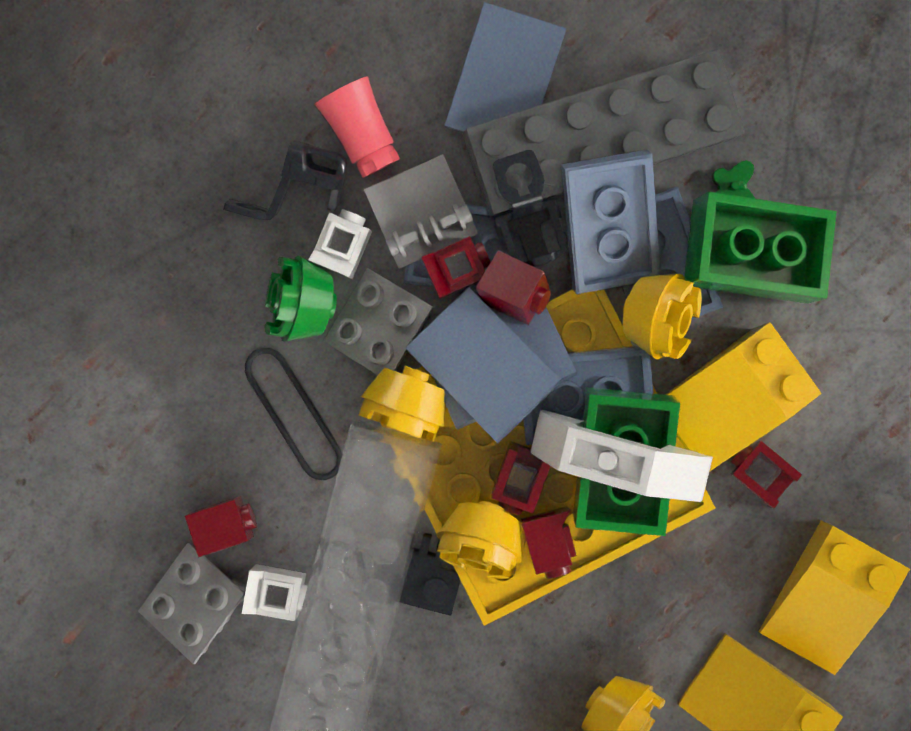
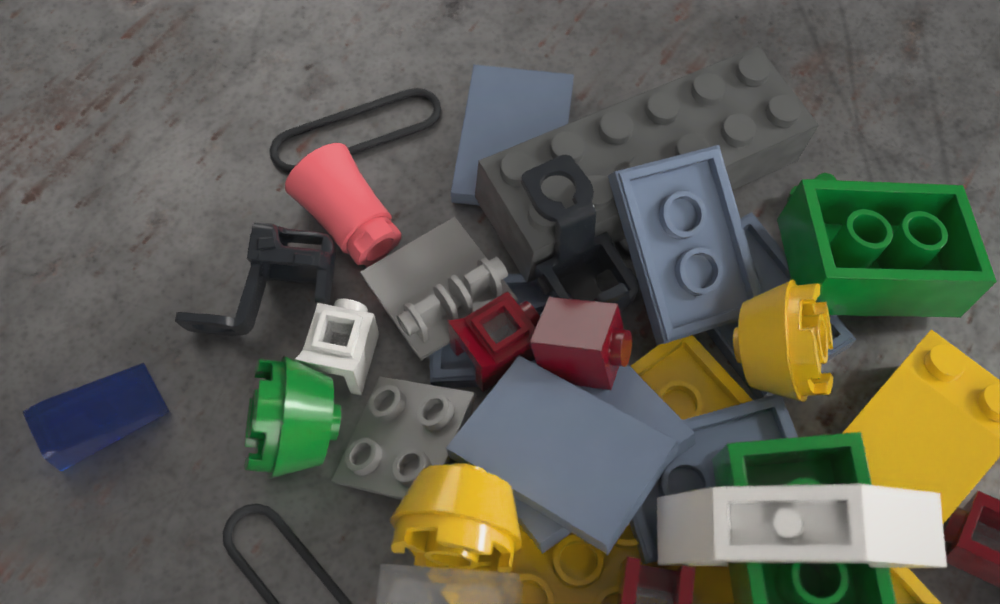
camera: 15 degrees left, 25 degrees down
(161, 262) = (94, 415): none -> clear blue slope
(447, 33) = (356, 110): none -> black piece

